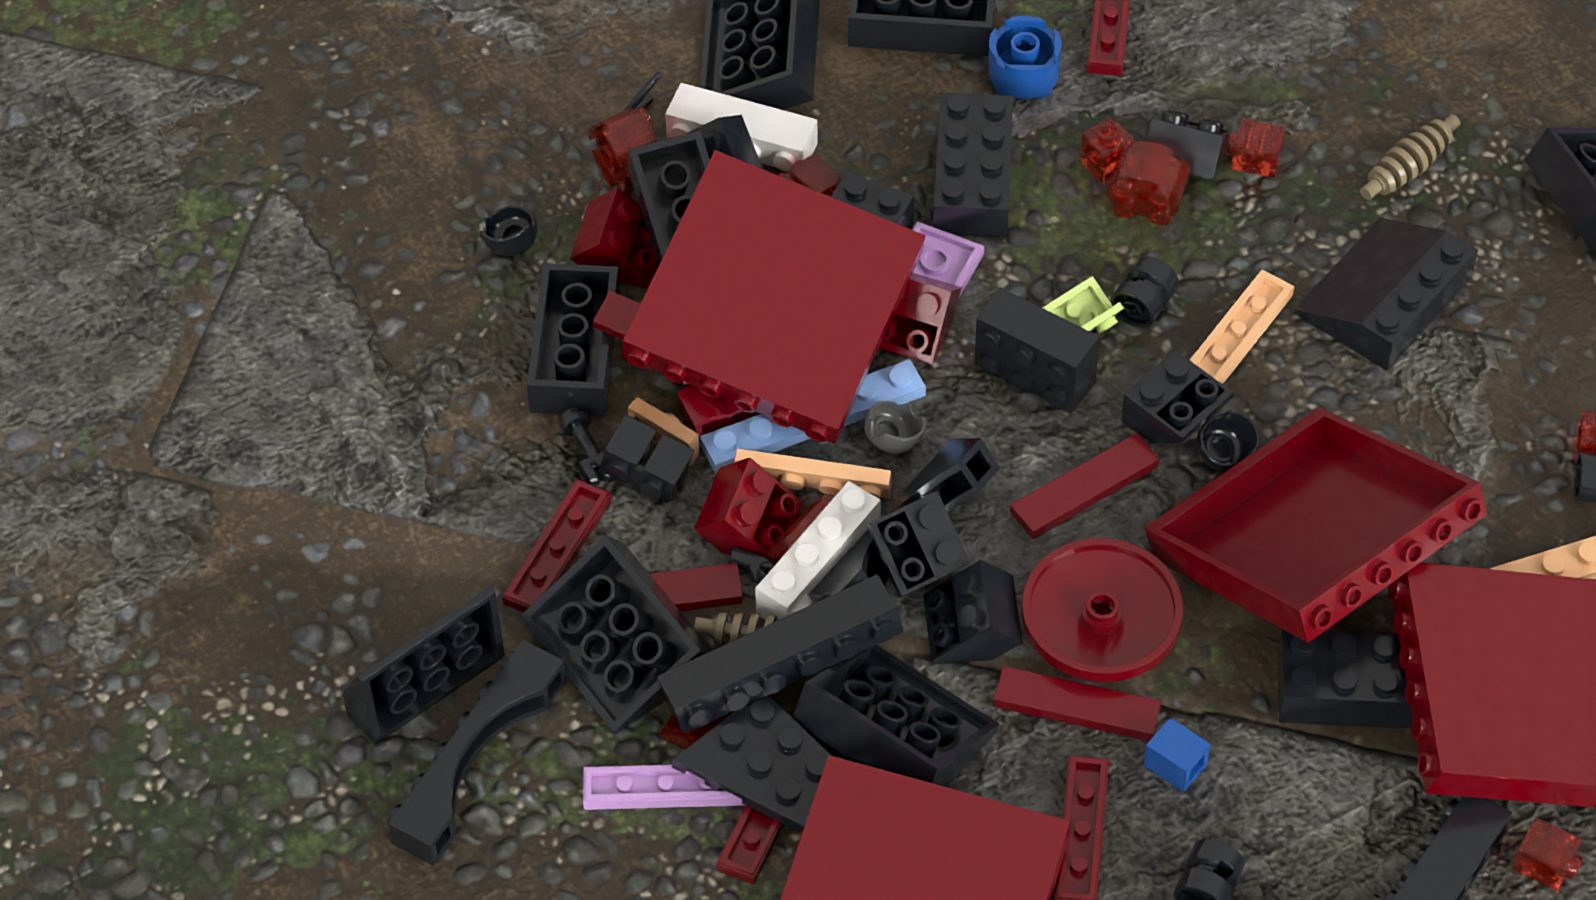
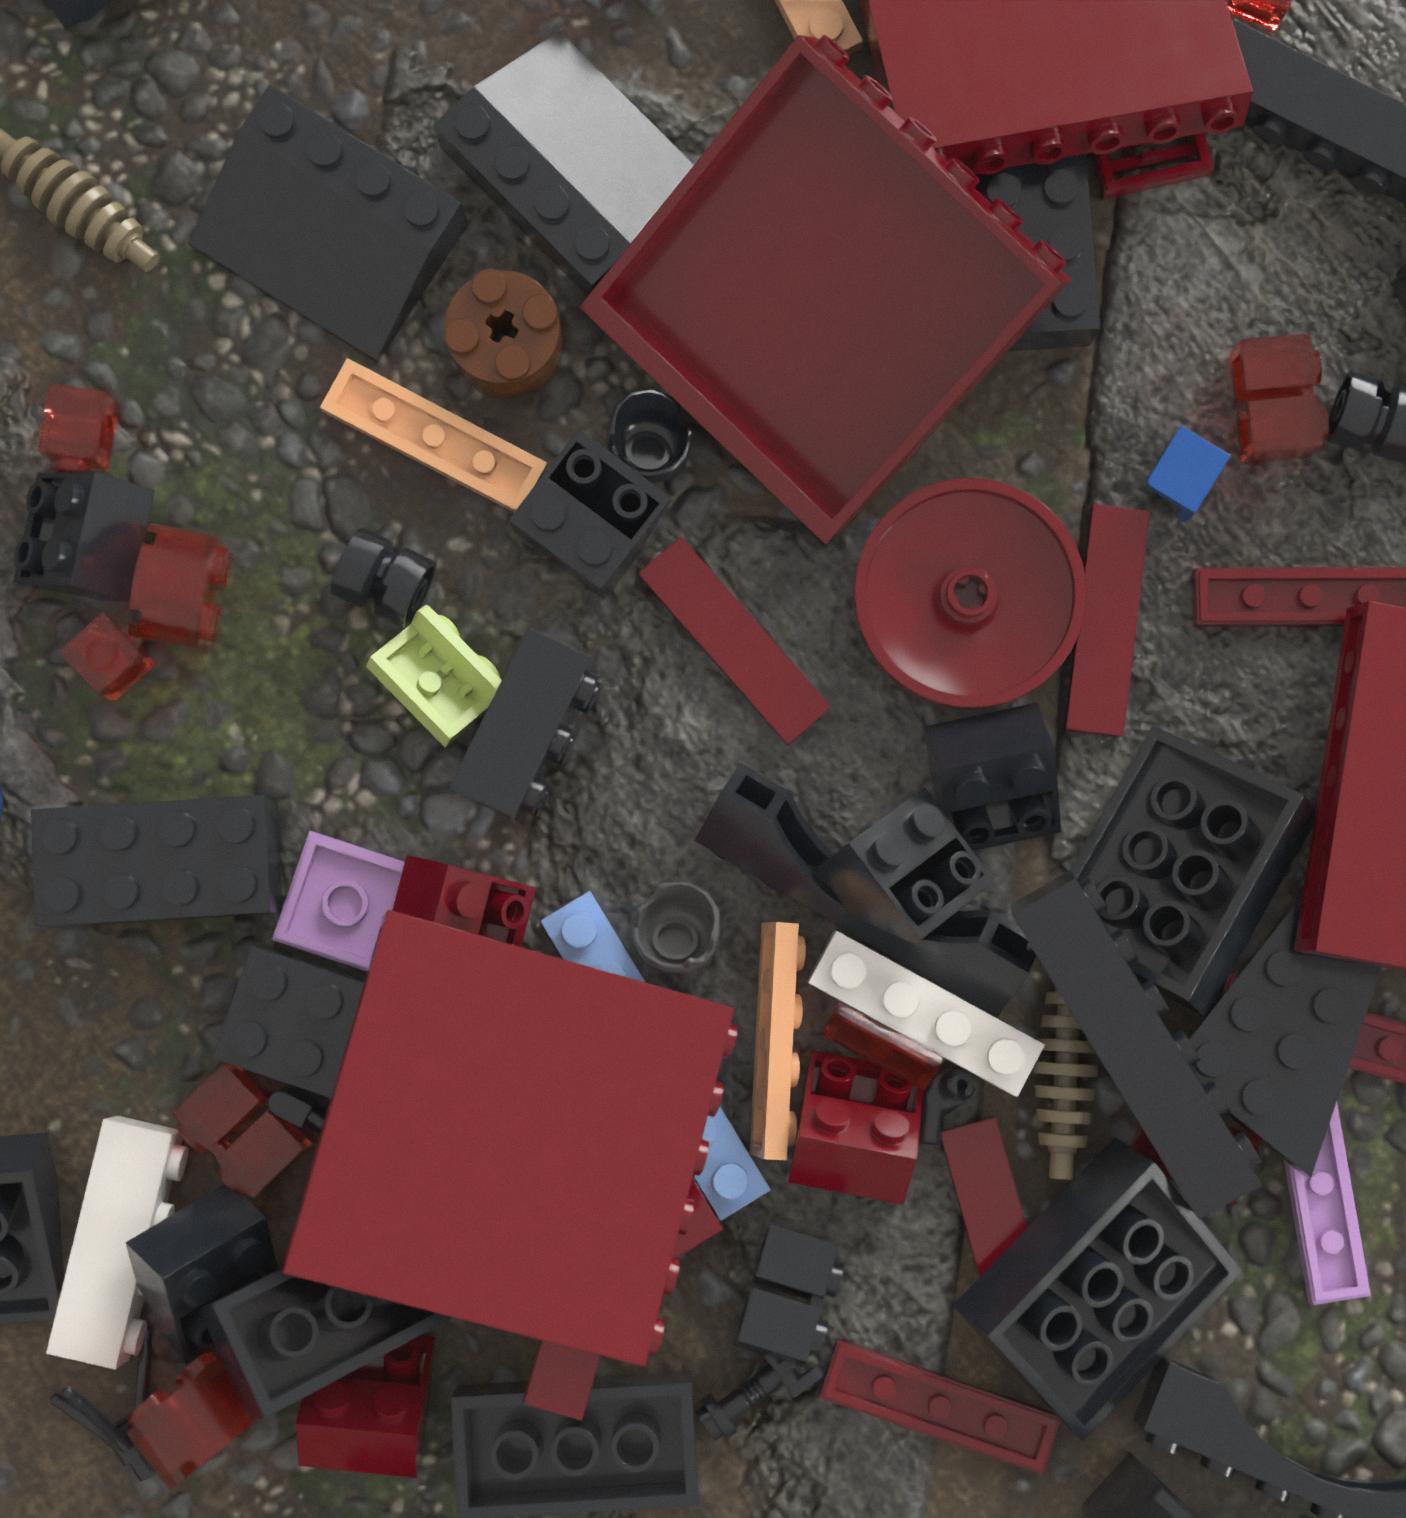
camera: 95 degrees left, 30 degrees up
(664, 424) = (719, 1276): medium nougat plate -> none
(1249, 818) = (1277, 385): none -> clear red piece
(1304, 369) = (493, 304): none -> reddish brown brick
(1420, 800) = (1113, 188): none -> dark red tile
(1435, 407) = (563, 156): none -> slope

